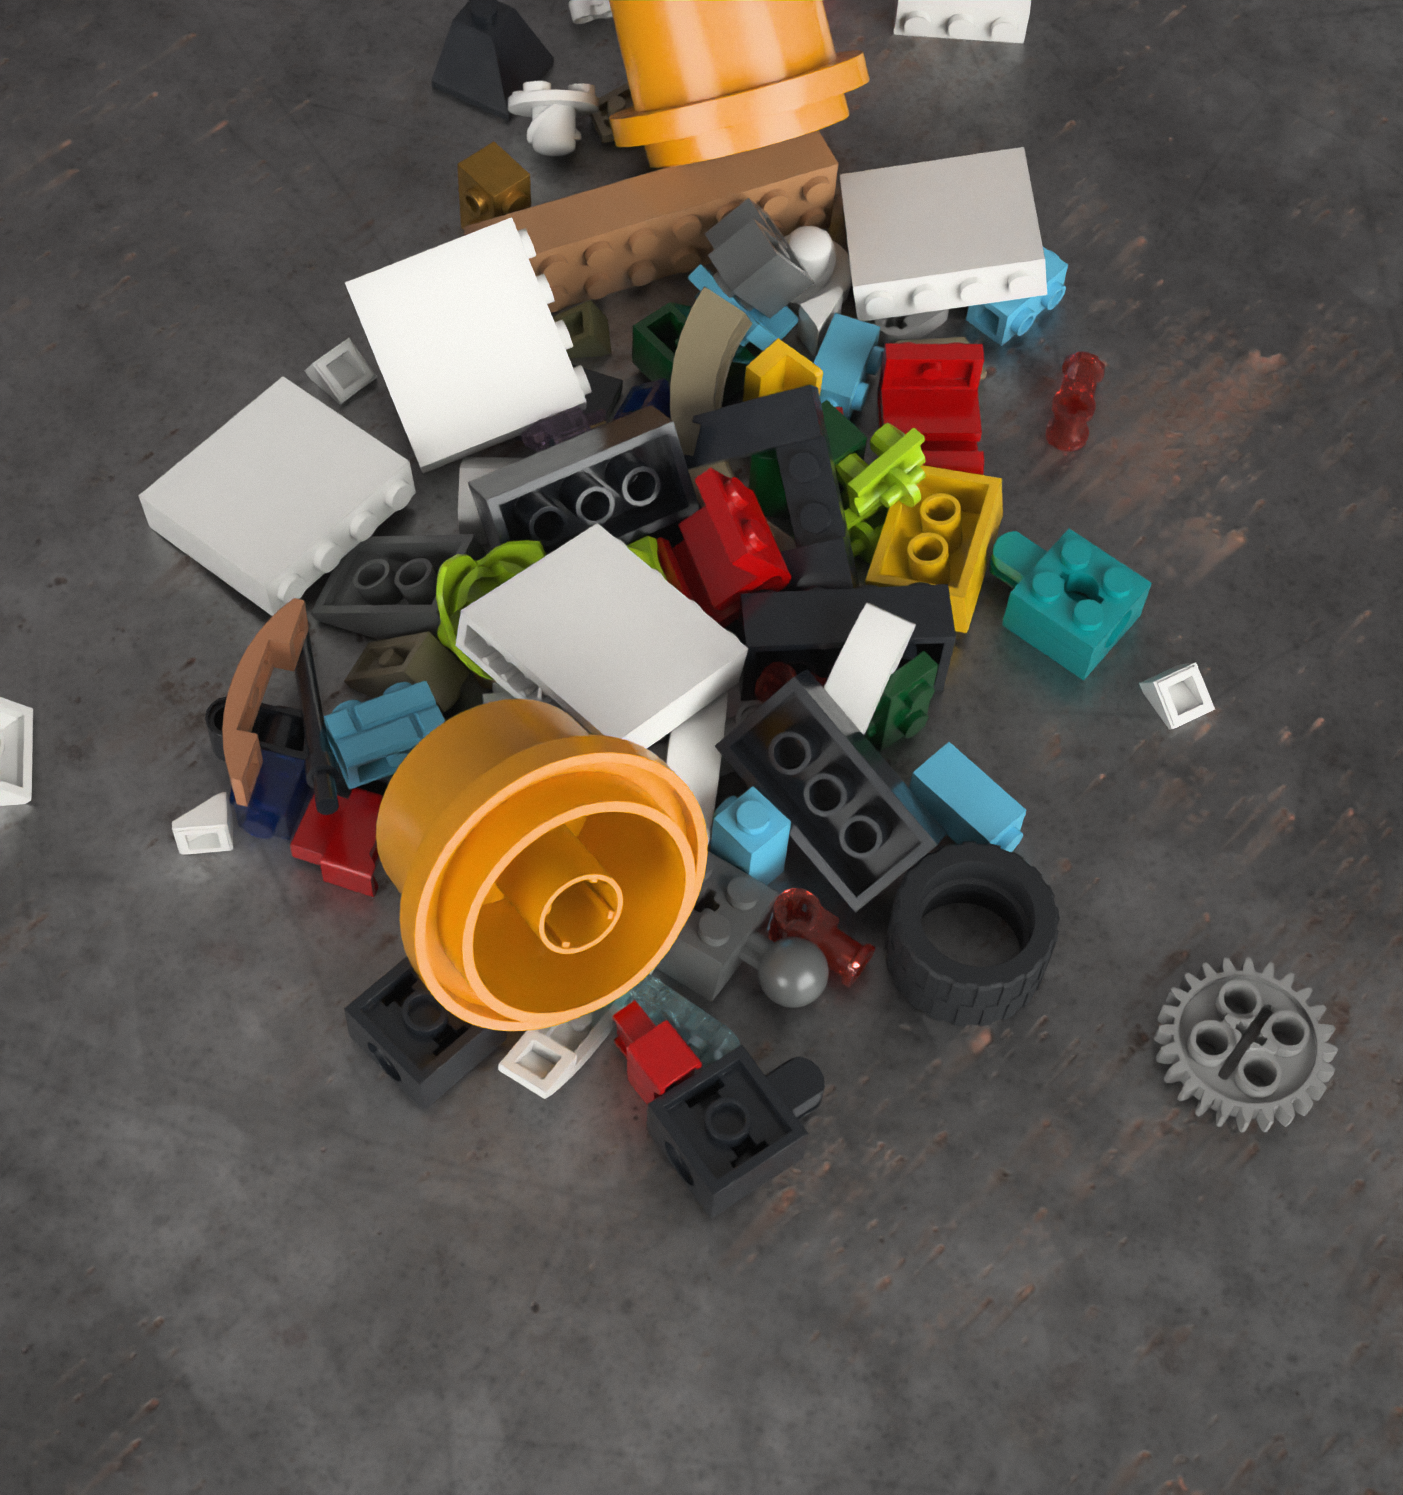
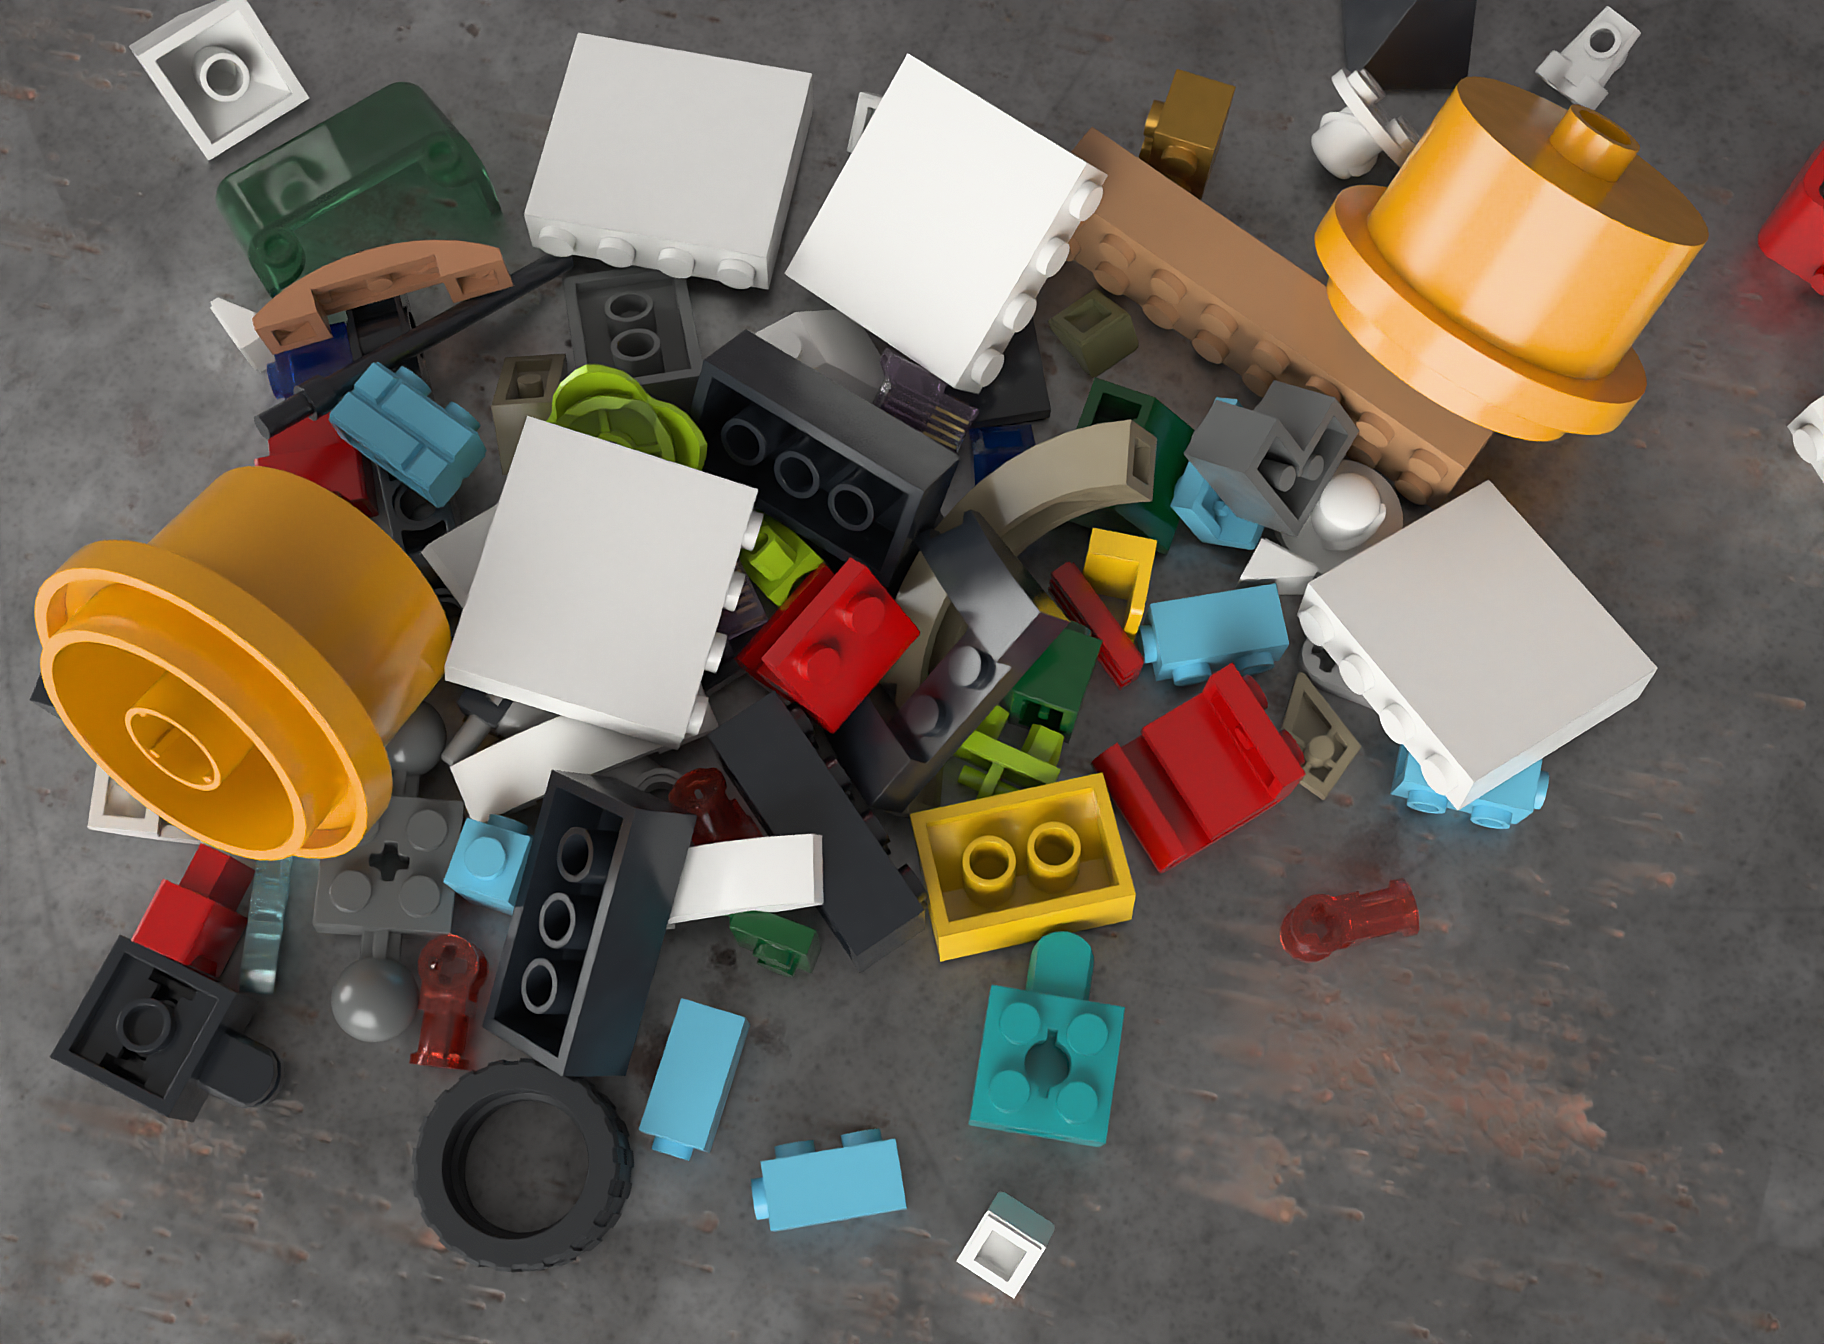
camera: 65 degrees right, 15 degrees up
(115, 712) = (336, 163): none -> clear green windscreen
(890, 476) = (1030, 748): lime hips -> none
(1087, 761) = (830, 1184): none -> medium azure brick

